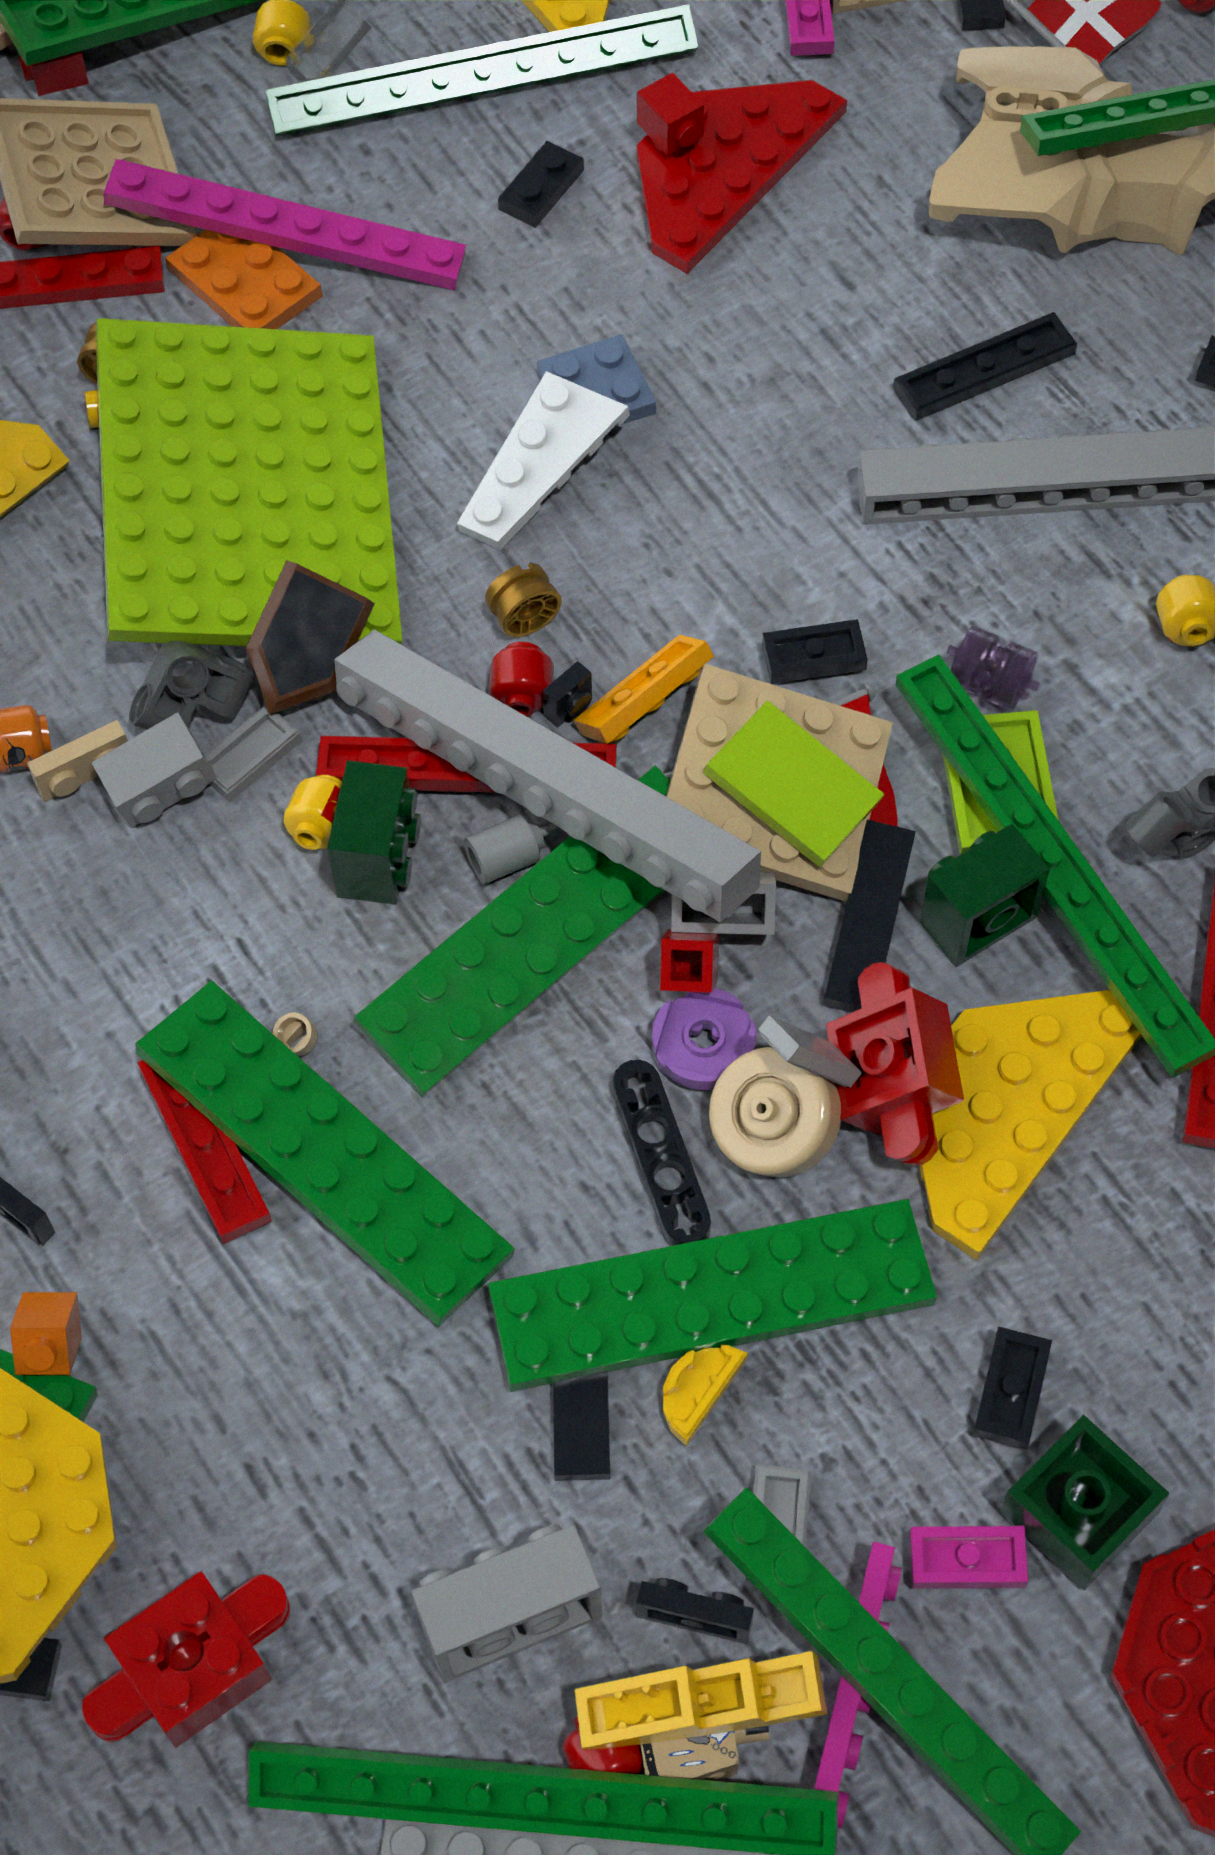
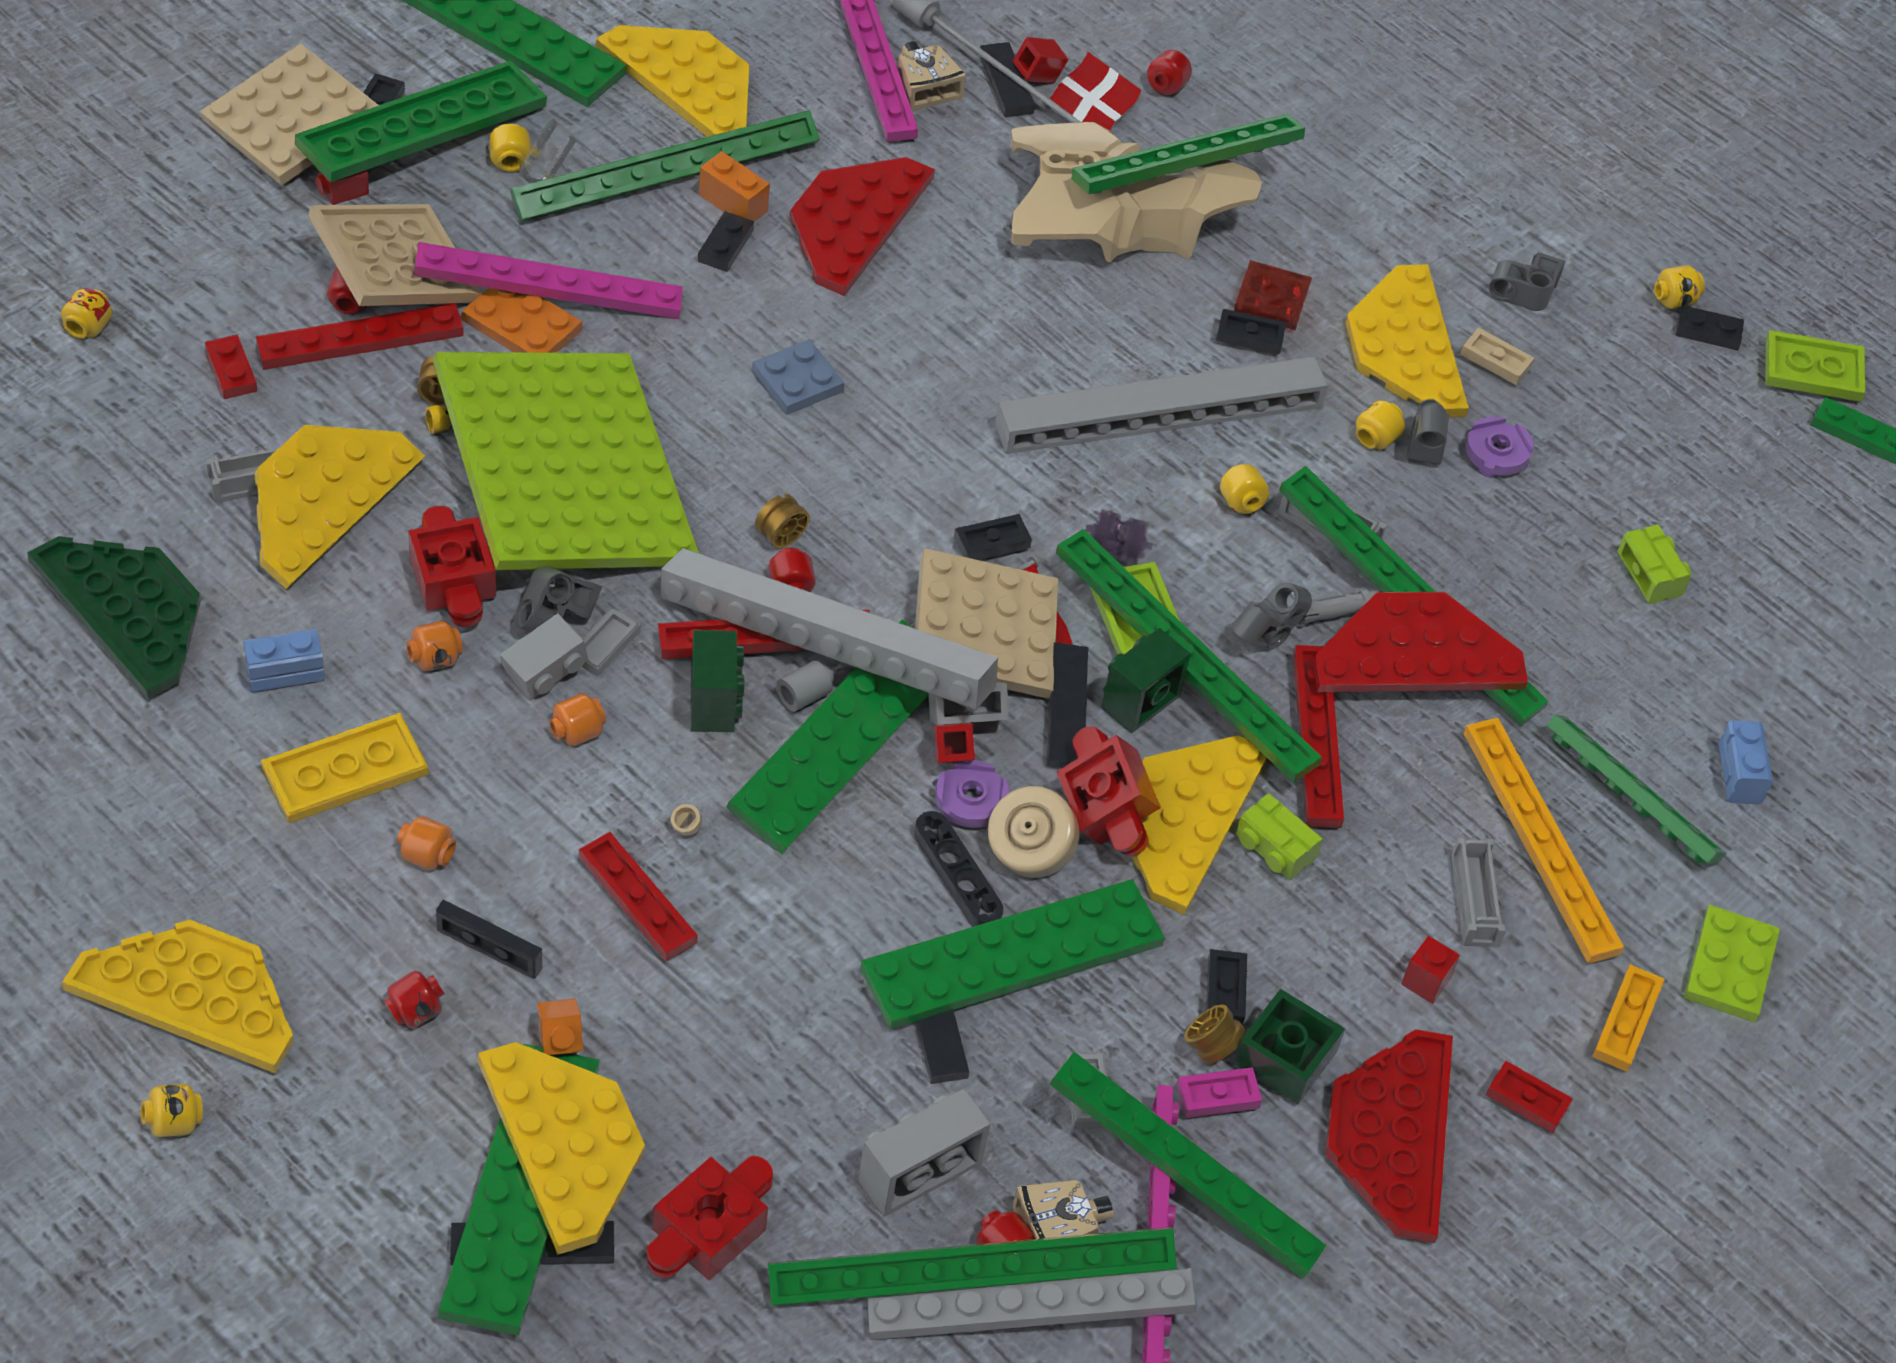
camera: 20 degrees left, 10 degrees down
(60, 624) = (452, 565): none -> red brick
(70, 765) = (483, 658): tan plate -> none
(181, 867) = (577, 719): none -> orange head
(301, 634) = (633, 556): black tile -> none
(312, 811) = (668, 674): yellow head -> none
(325, 1152) = (725, 891): green plate -> none
(540, 452) = (773, 418): white wing -> none
(564, 109) = (733, 187): none -> orange brick
(568, 695) = (828, 579): black plate -> none
(644, 689) = (881, 571): light orange plate -> none
(670, 114) = (815, 185): red brick -> none
(696, 1387) = (1015, 1011): yellow plate -> none
(699, 1701) = (1067, 1191): yellow slope -> none
(718, 1615) = (1046, 1147): black plate -> none
(793, 783) = (1002, 619): lime tile -> none
(809, 1051) = (1054, 783): light grey tile -> none
(976, 1467) = (1214, 1034): none -> pearl gold wheel
(984, 366) = (1069, 342): black tile -> none
(1135, 1158) = (1278, 836): none -> lime brick

